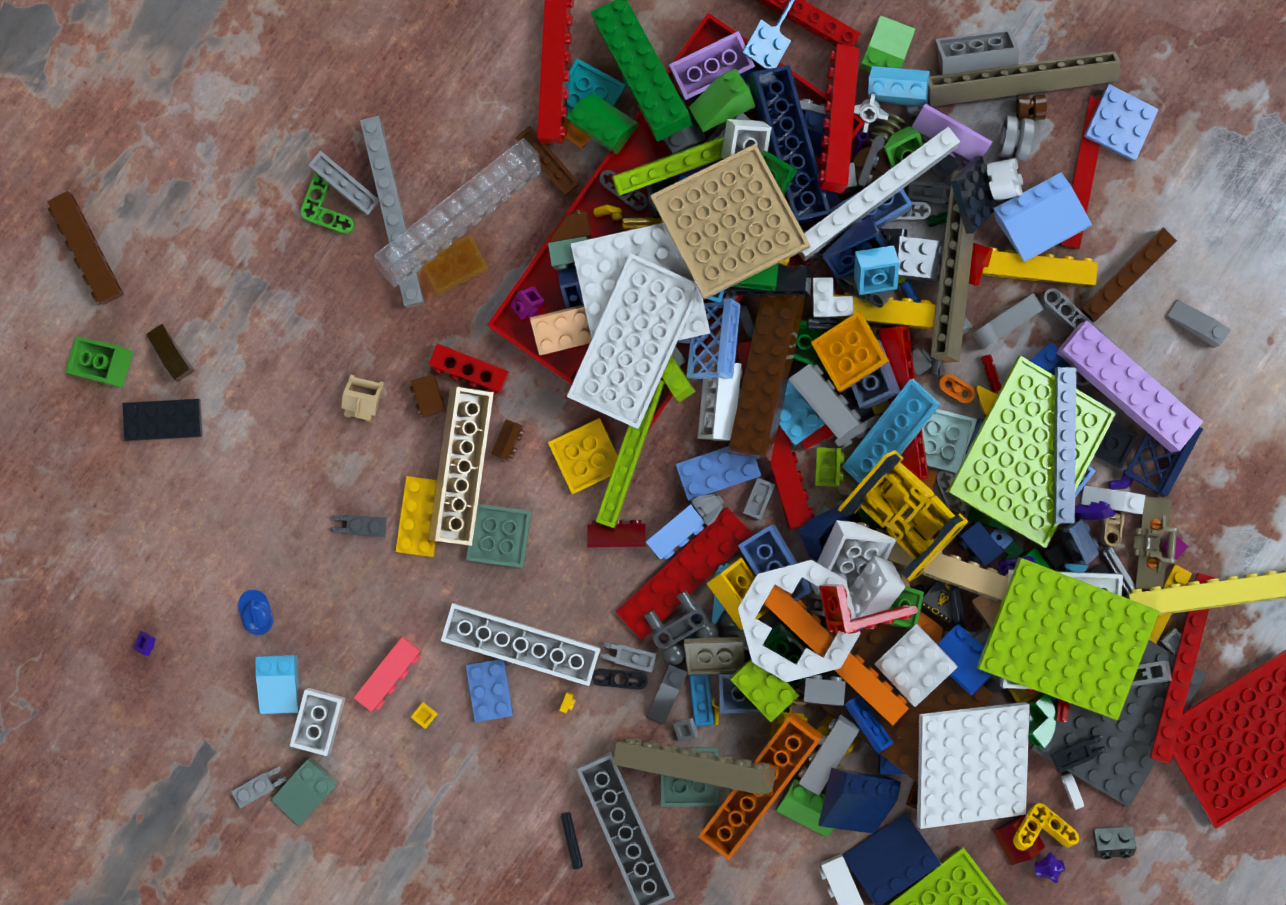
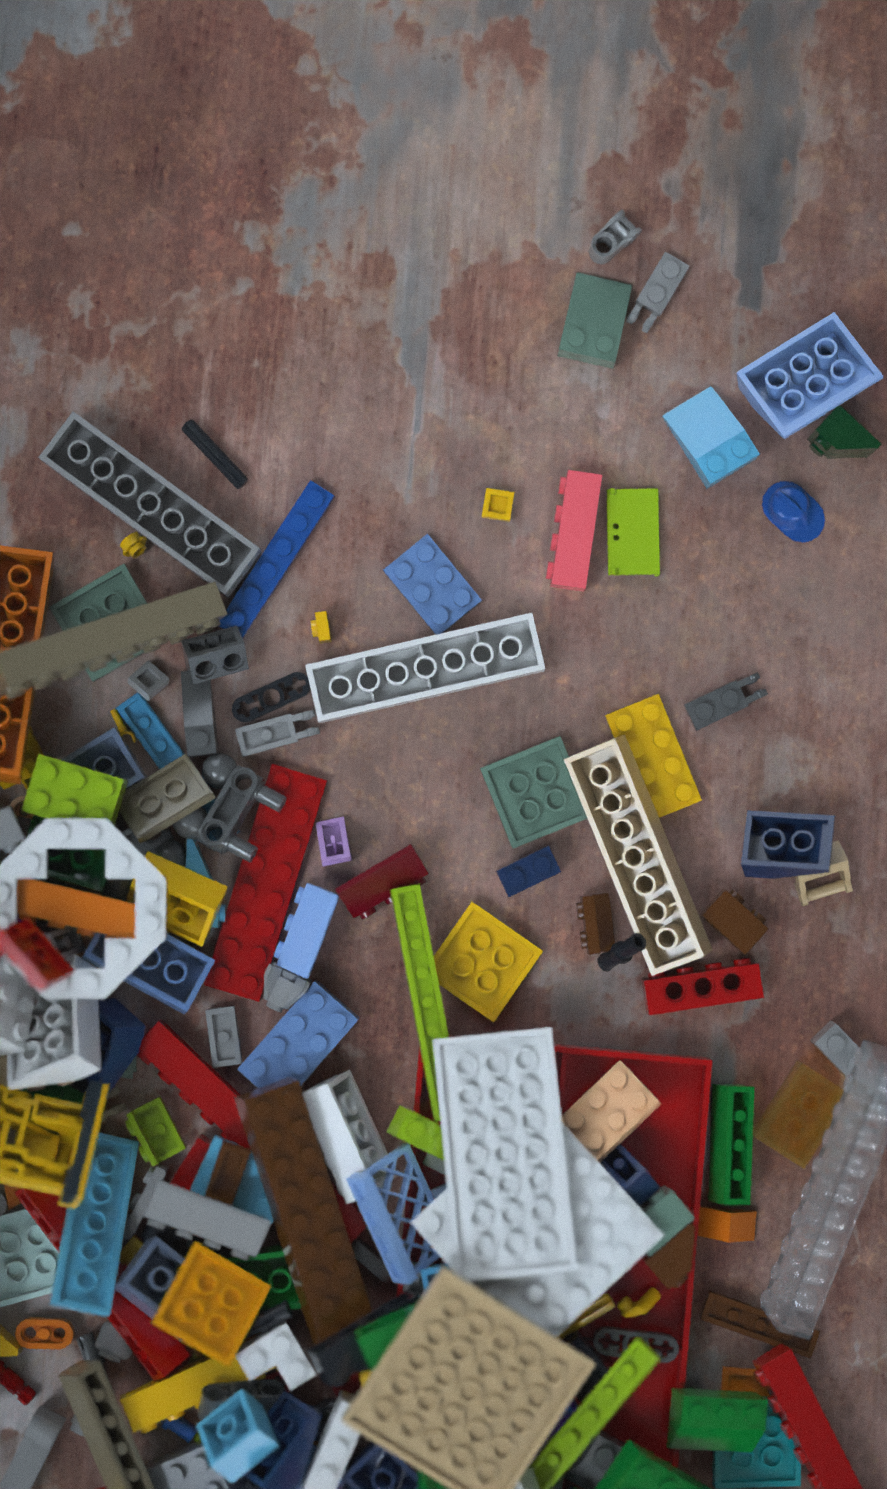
camera: 145 degrees right, 0 degrees up
(201, 686) = (807, 376): none -> light blue slope
(202, 639) = (842, 437): none -> dark green slope
(263, 834) = (616, 234): none -> light grey piece
(317, 722) = (630, 417): white brick -> none
(356, 649) = (635, 538): none -> lime door
(372, 423) = (786, 844): none -> dark blue slope
(502, 415) = (621, 952): none -> black pin
(504, 271) = (731, 1144): none -> green brick
(527, 303) = (676, 1120): magenta brick -> none
(529, 492) = (528, 871): none -> dark blue brick
(533, 227) = (727, 1224): none -> orange slope
(571, 757) = (277, 558): none -> blue plate
(631, 574) = (333, 841): none -> lavender slope
(638, 722) = (215, 655): none -> dark grey brick
(649, 814) = (133, 545): none -> yellow plate
(798, 420) = (227, 1173): none -> reddish brown tile

